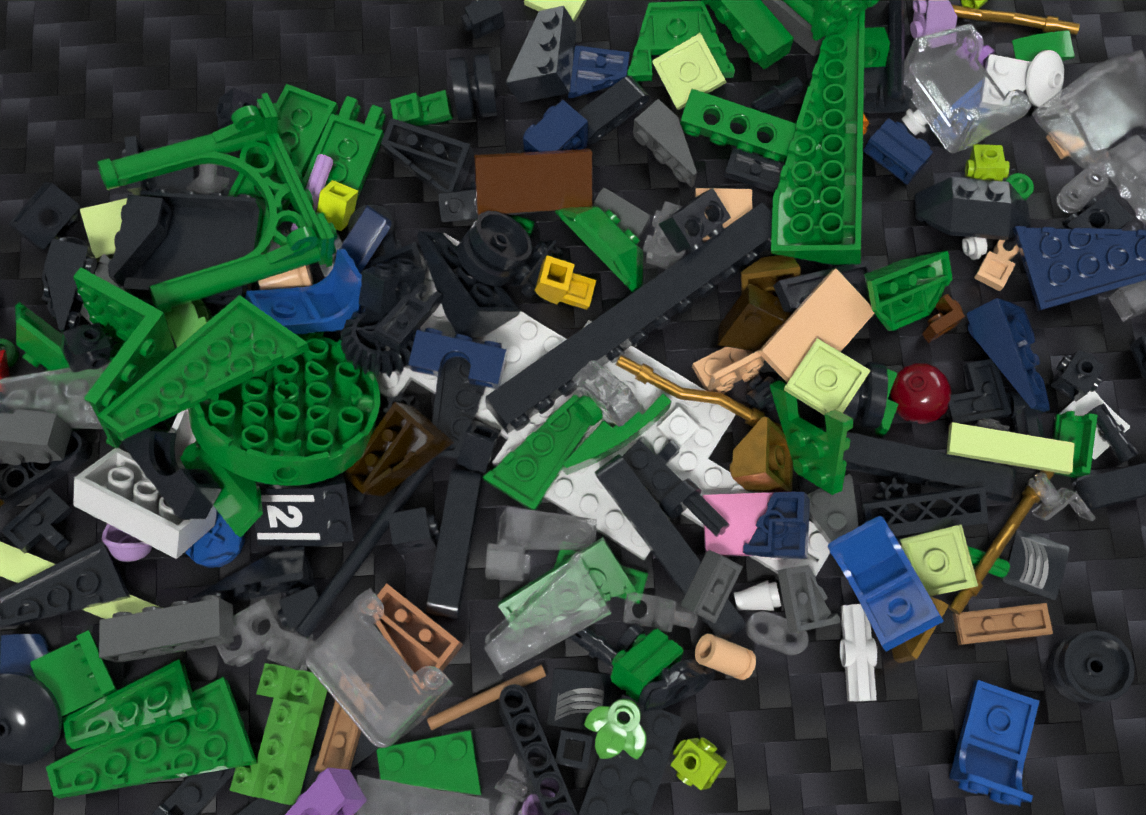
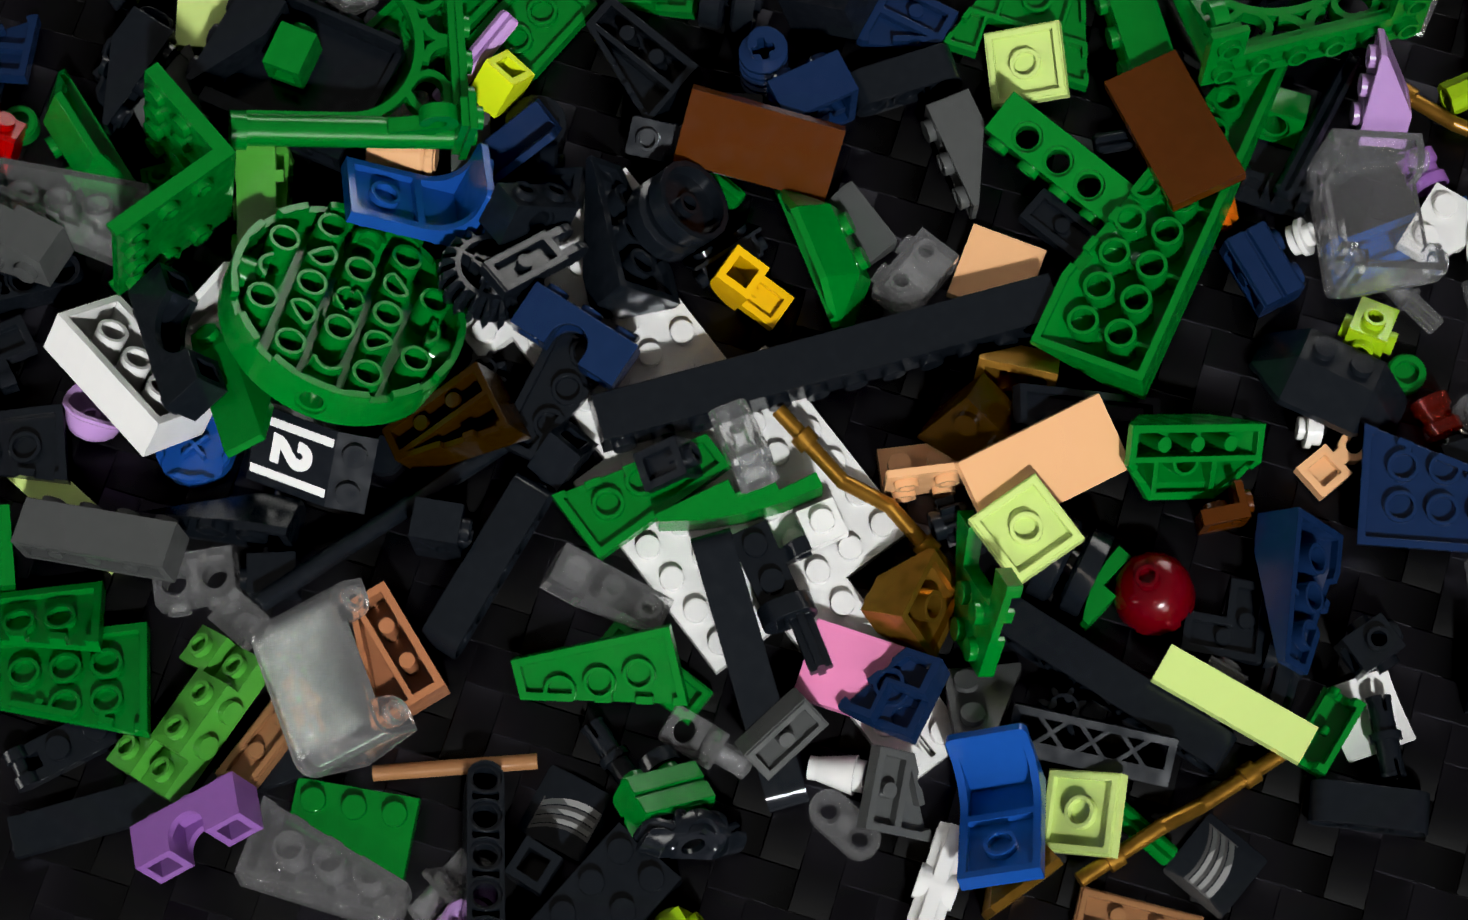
camera: 20 degrees right, 0 degrees up
(86, 347) = (127, 158): black brick -> none
(181, 234) = (292, 54): none -> green brick
(218, 356) = (280, 229): green wing -> none
(507, 562) = (542, 612): clear brick -> none
(510, 125) = (760, 57): none -> dark blue piece
(548, 616) = (571, 693): clear wedge -> none
(557, 424) = (668, 463): none -> black bracket
(588, 410) = (714, 459): green tile -> none
(615, 734) = (588, 861): bright green plate -> none
(694, 220) = (946, 261): black brick -> none
(725, 656) = (765, 826): light nougat piece -> none
(810, 76) = (1174, 130): none -> reddish brown tile
(1009, 142) = (1417, 308): none -> clear axle
(1051, 206) = (1436, 416): none -> clear red wheel
(1055, 500) = (1265, 789): clear bracket -> none

